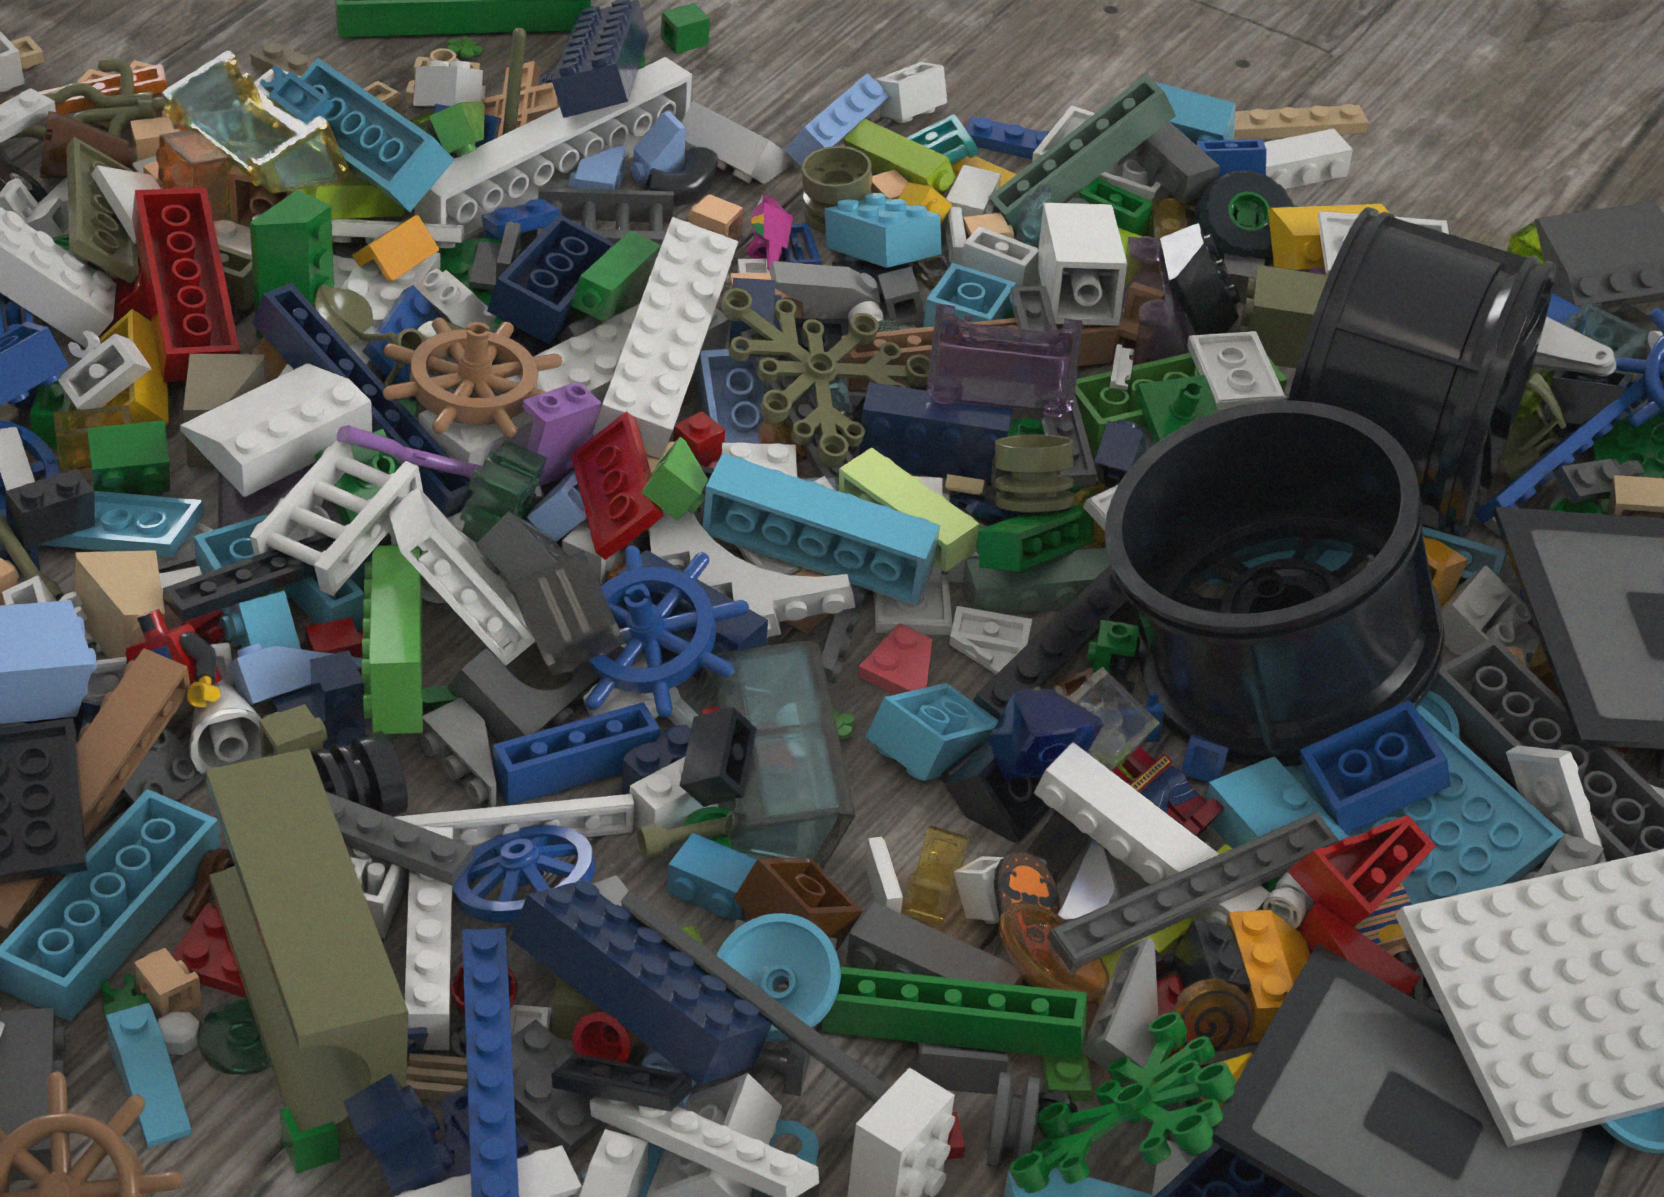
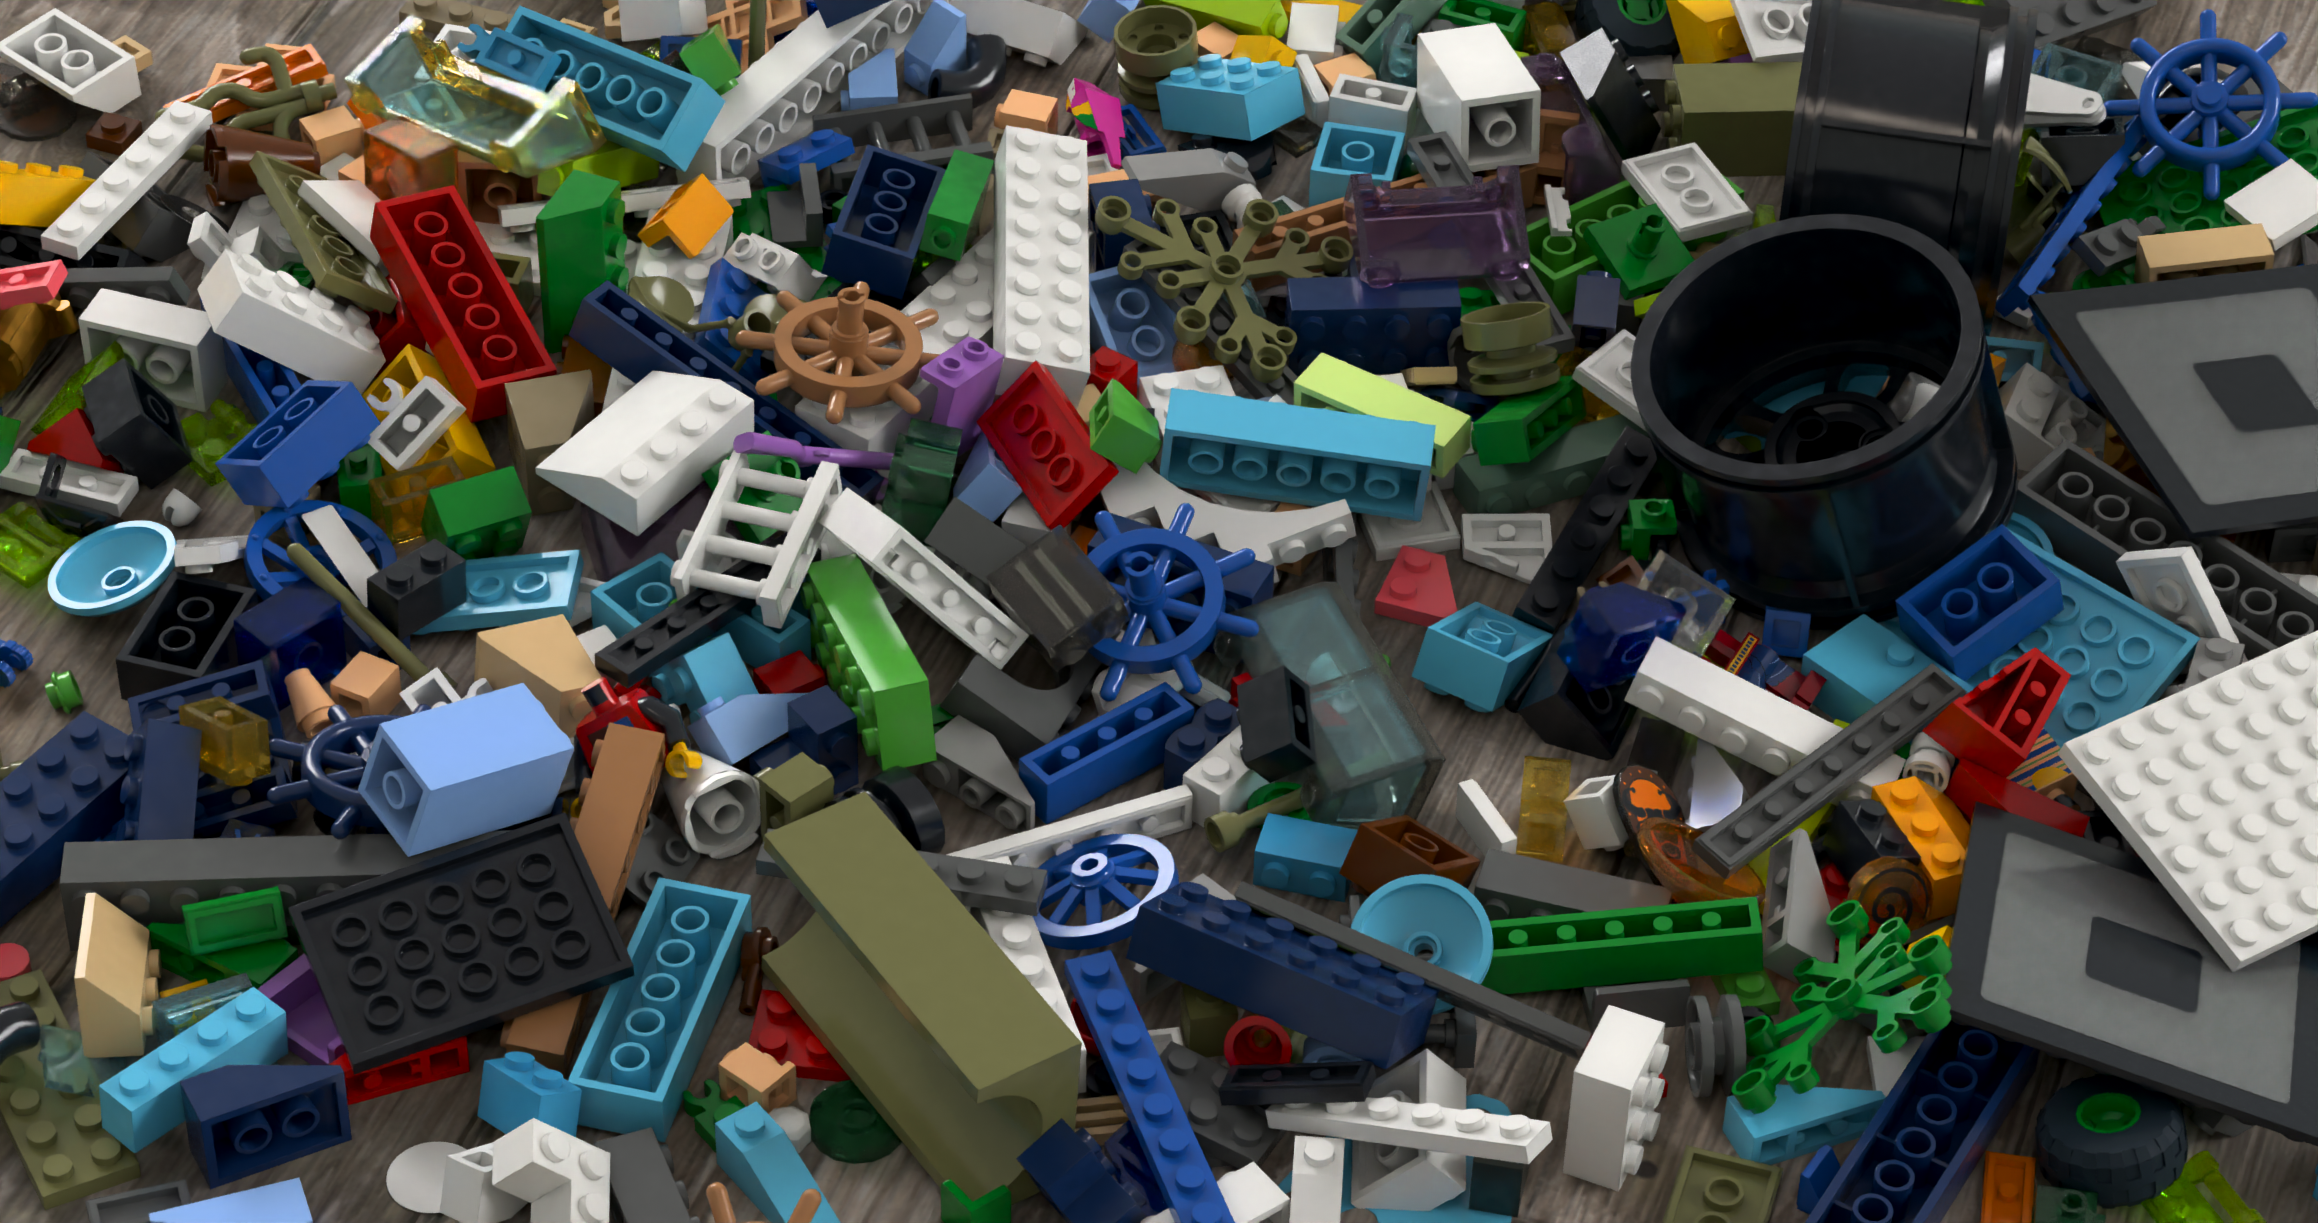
camera: 10 degrees left, 0 degrees up
(901, 295) = (1277, 170): dark grey brick -> none

